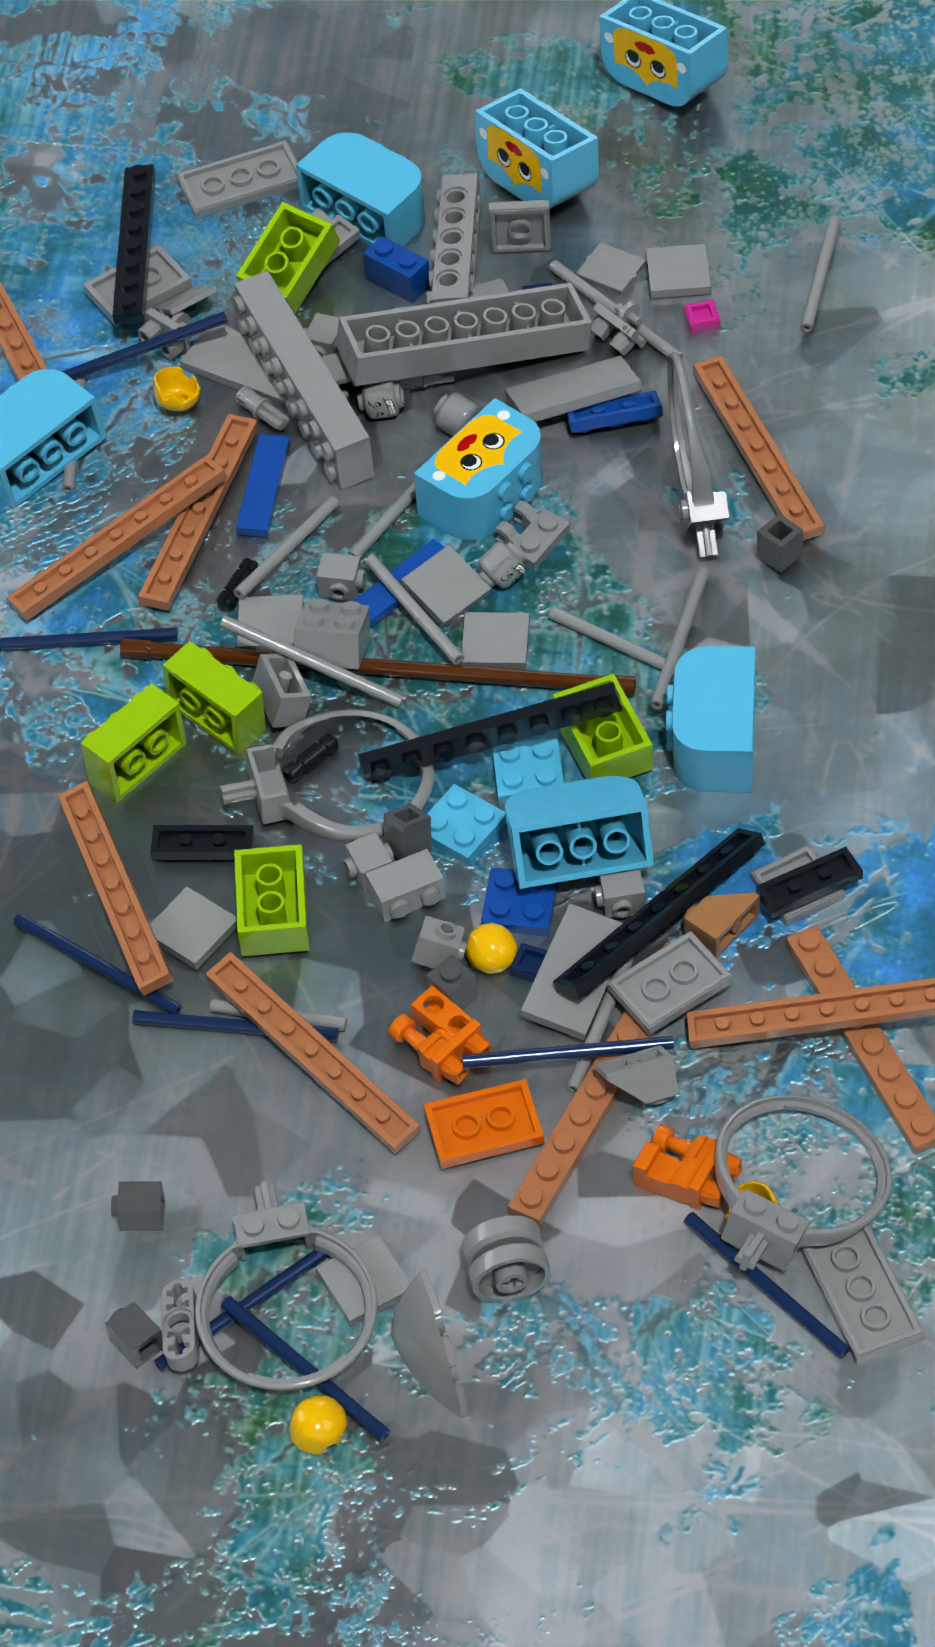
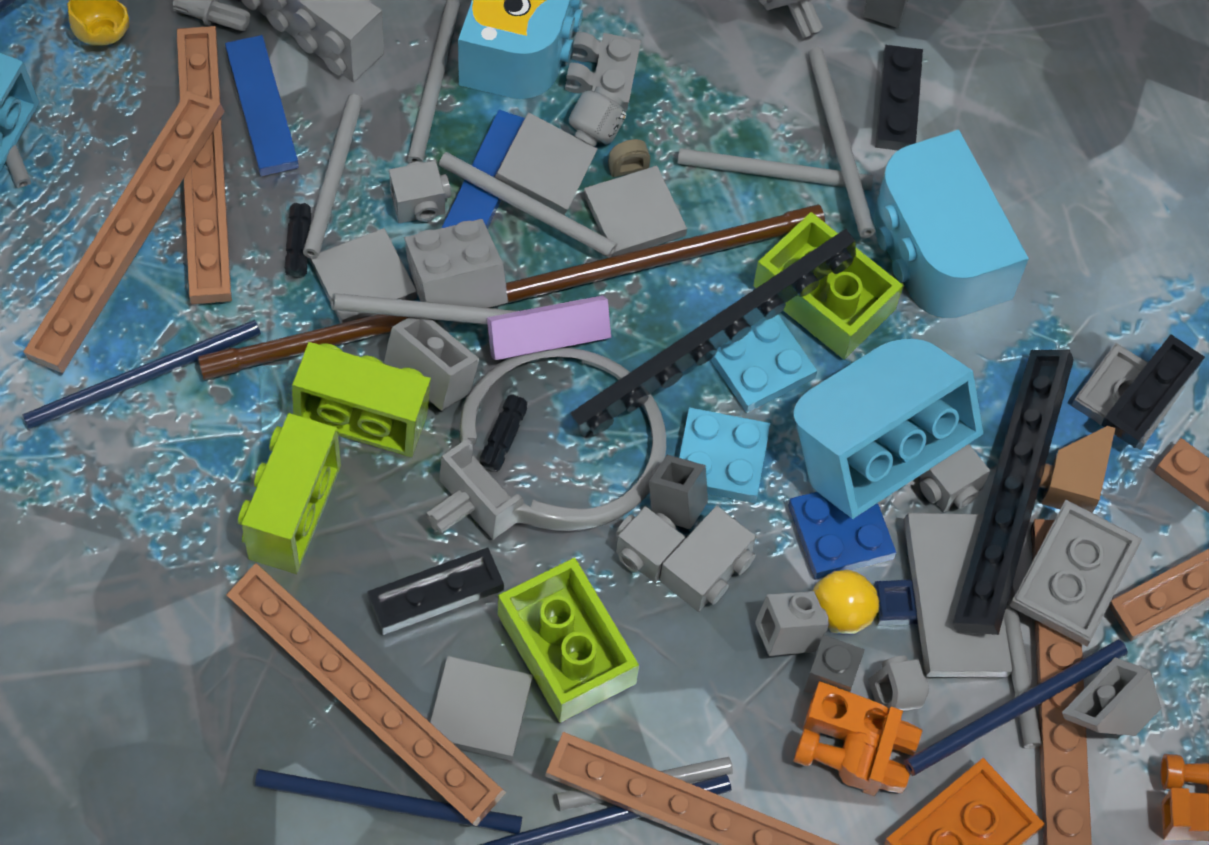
camera: 35 degrees left, 10 degrees up
(380, 696) = (549, 327): none -> lavender tile
(495, 1011) = (900, 684): none -> light grey plate
(511, 600) = (628, 158): none -> dark tan tile
(753, 617) = (899, 97): none -> black plate

